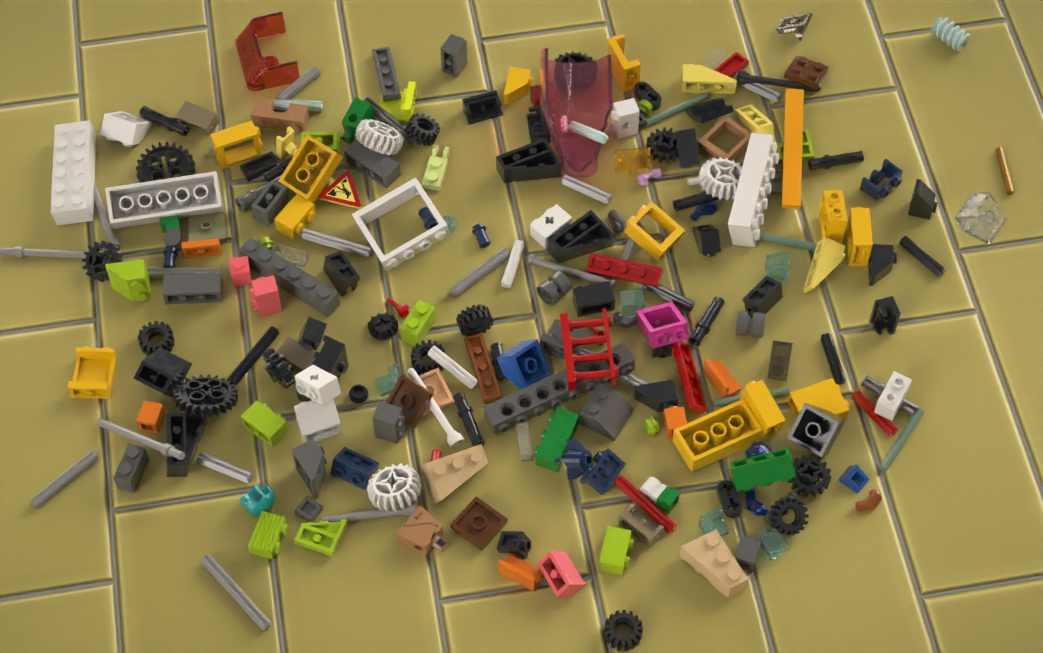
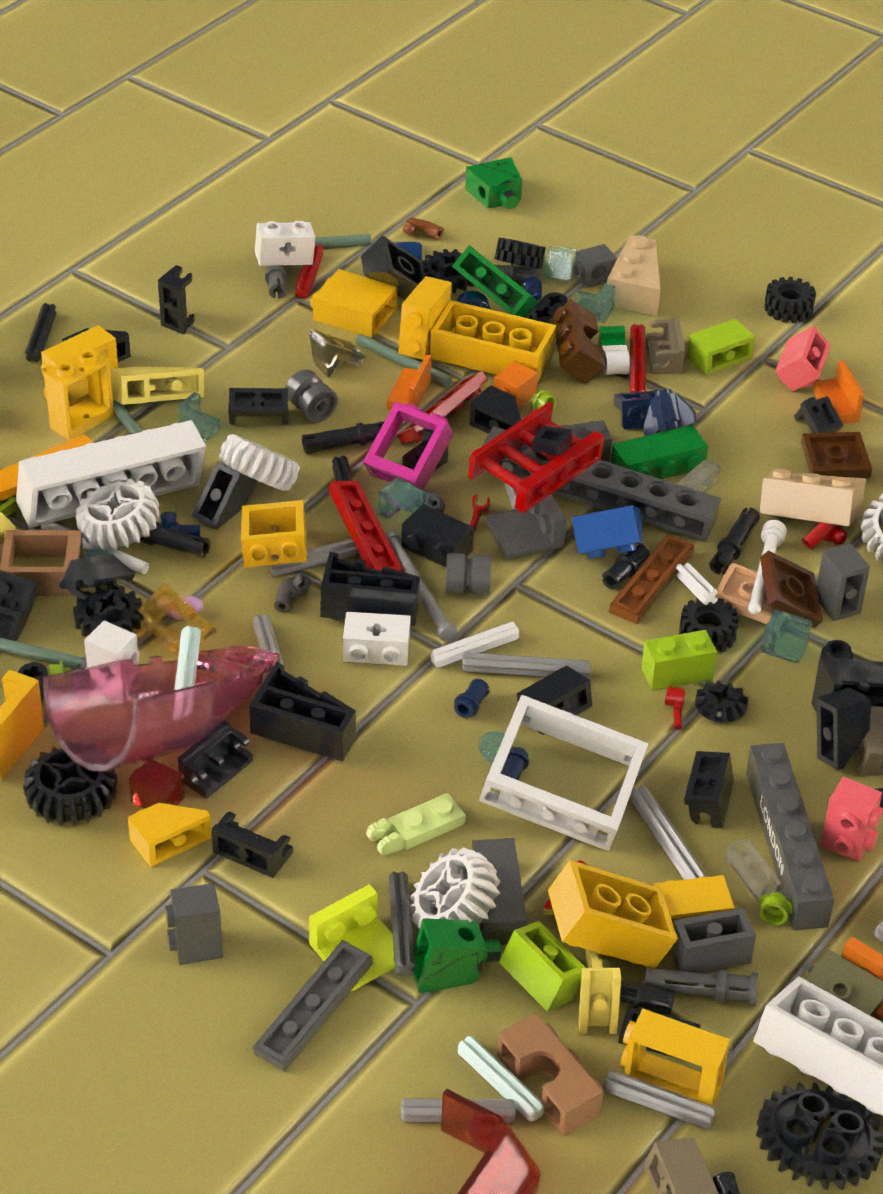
camera: 135 degrees left, 15 degrees down
(240, 271) = (852, 892): coral brick -> none
(422, 129) = (378, 864): black tyre -> none
(448, 262) = (563, 690): none -> black hinge
(474, 320) = (618, 594): black tyre -> none
(582, 349) = (552, 440): none -> black plate
(695, 485) = (573, 337): none -> reddish brown arch
(710, 261) = (259, 462): none -> white gear
(833, 358) = (274, 328): black axle -> none
(878, 573) = (495, 183): none -> green torso

